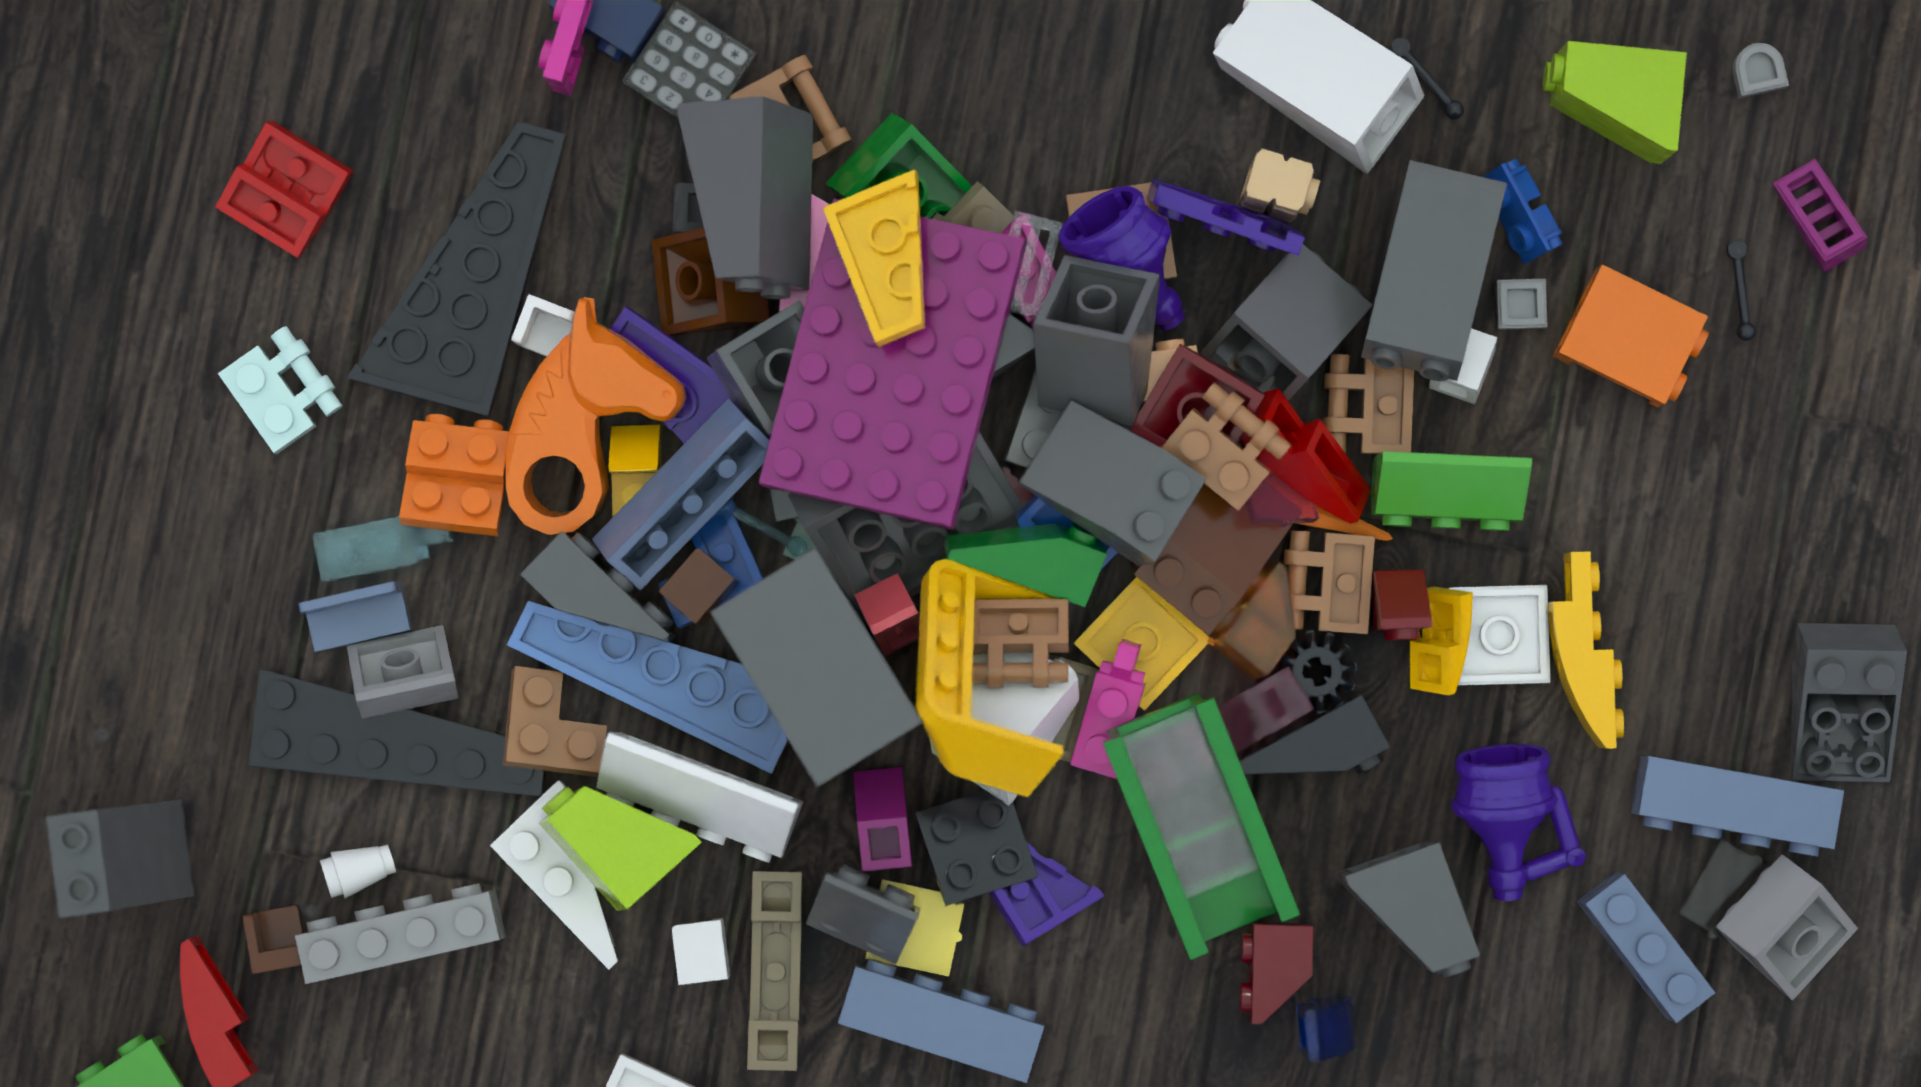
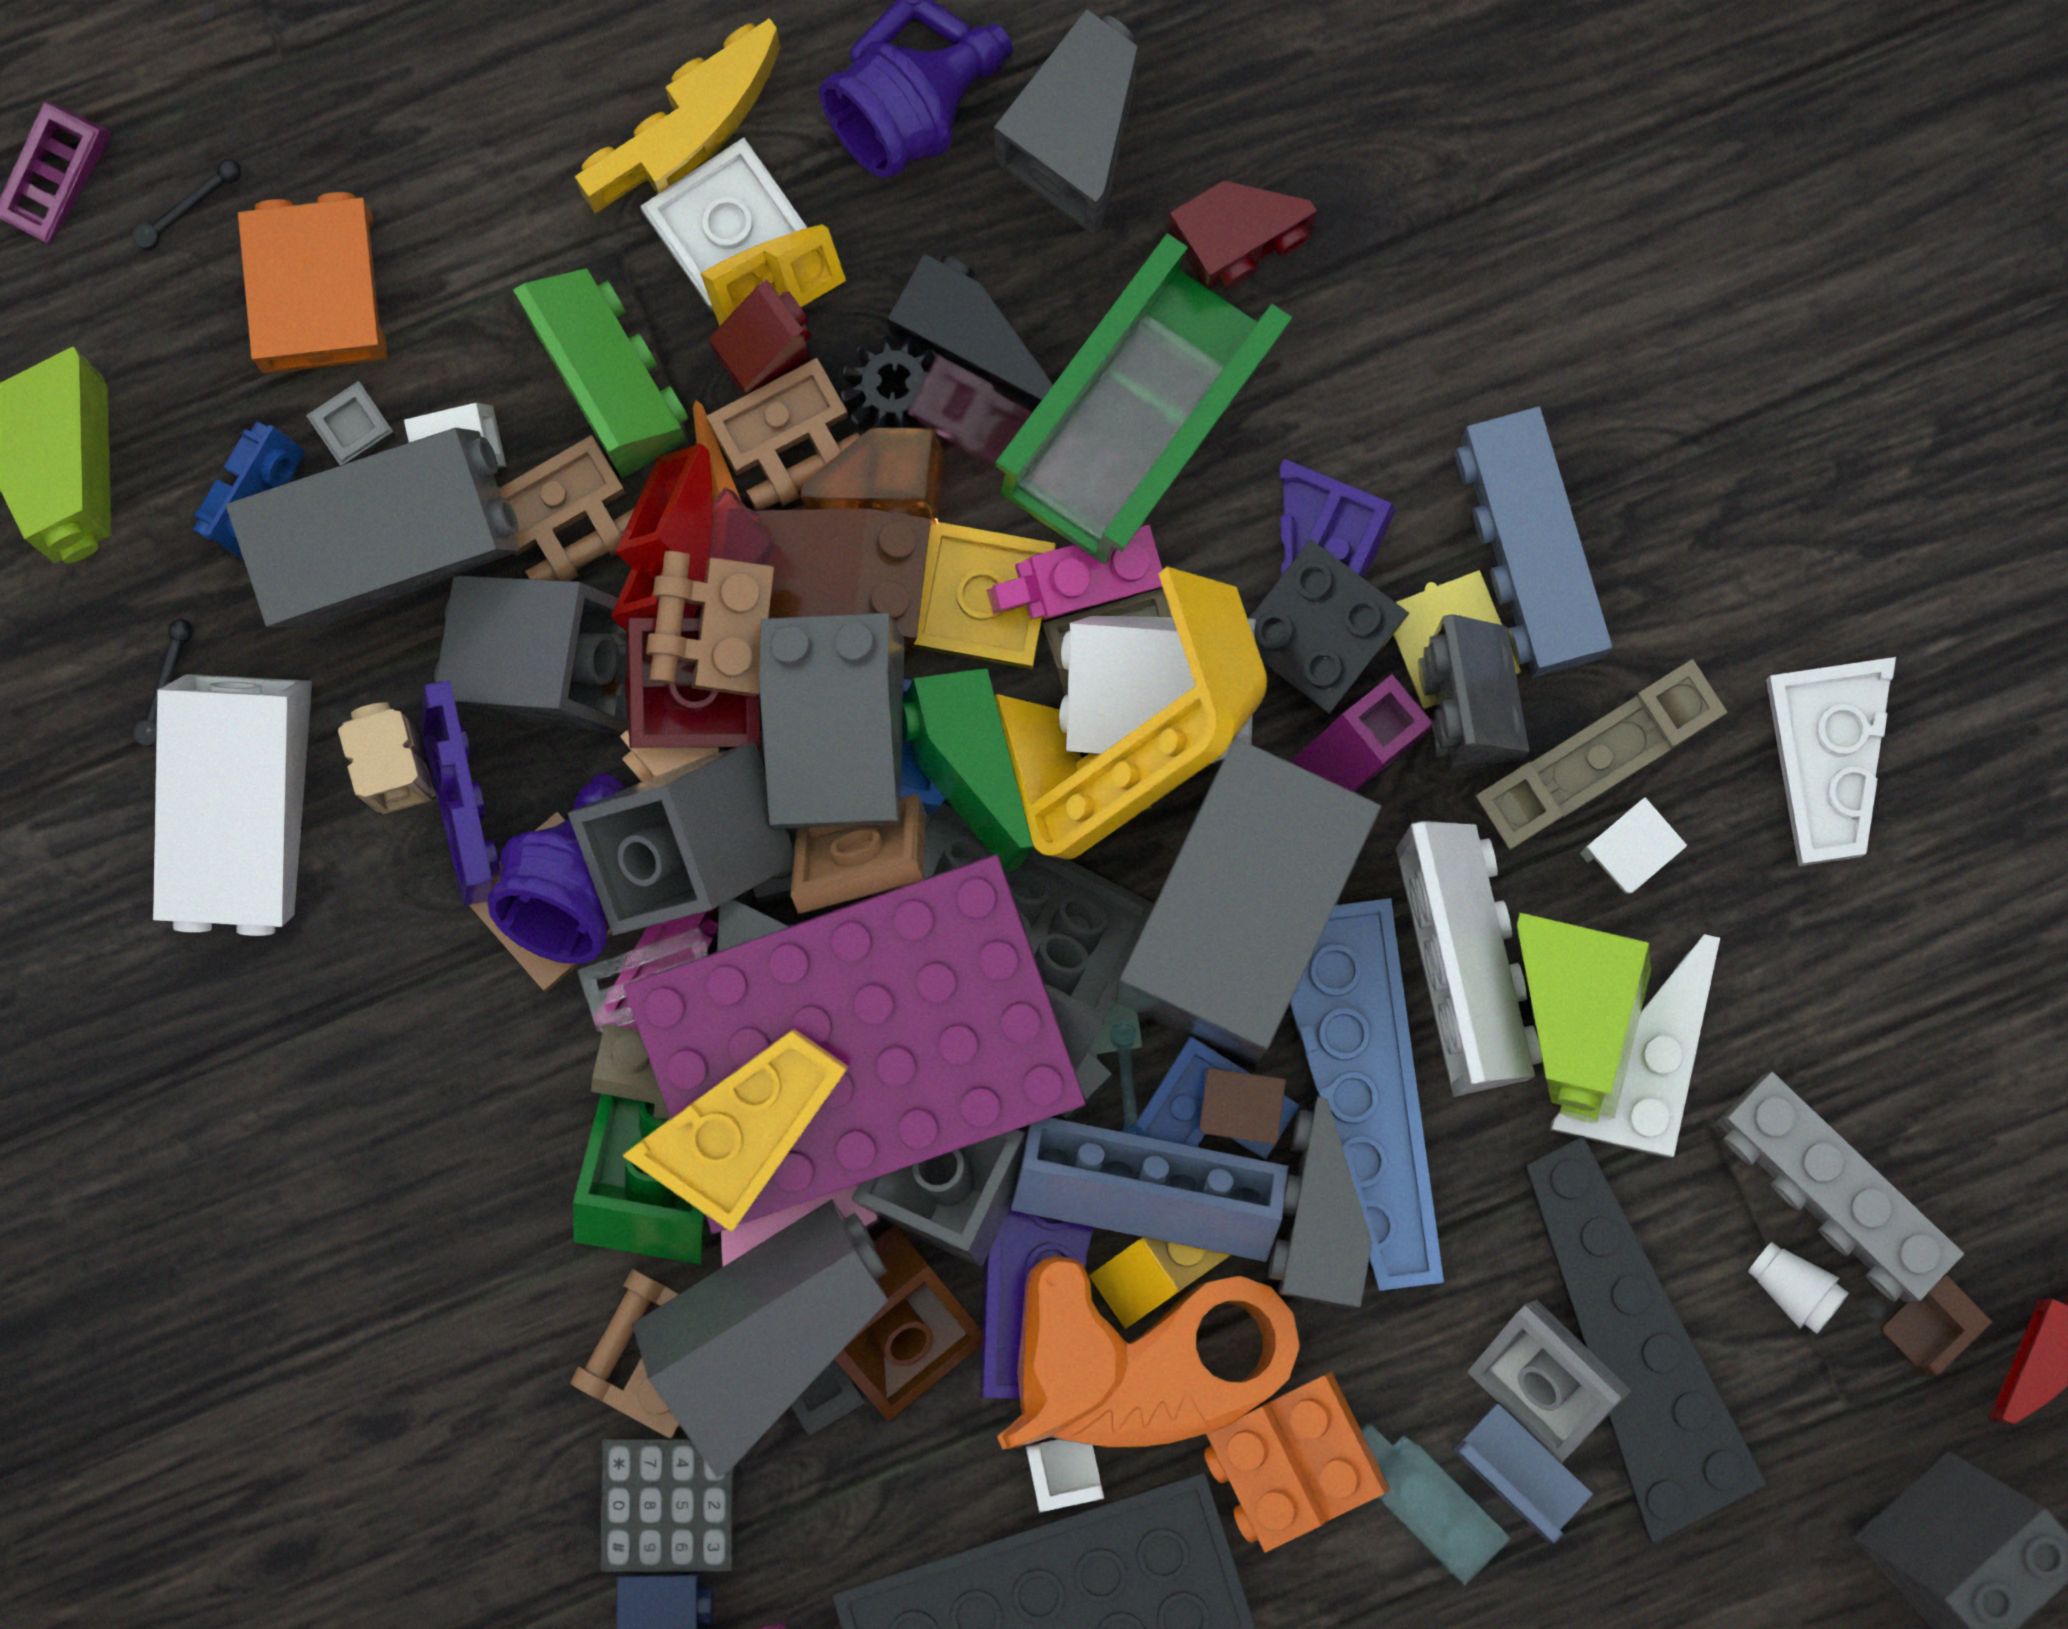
camera: 120 degrees left, 5 degrees down
(538, 737) = (1520, 1180): medium nougat plate -> none
(890, 614) = (1128, 881): coral slope -> none
(1009, 441) = (858, 860): none -> medium nougat plate
(1020, 627) = (1053, 718): medium nougat plate -> none
(1326, 1028) = (1271, 129): clear blue slope -> none

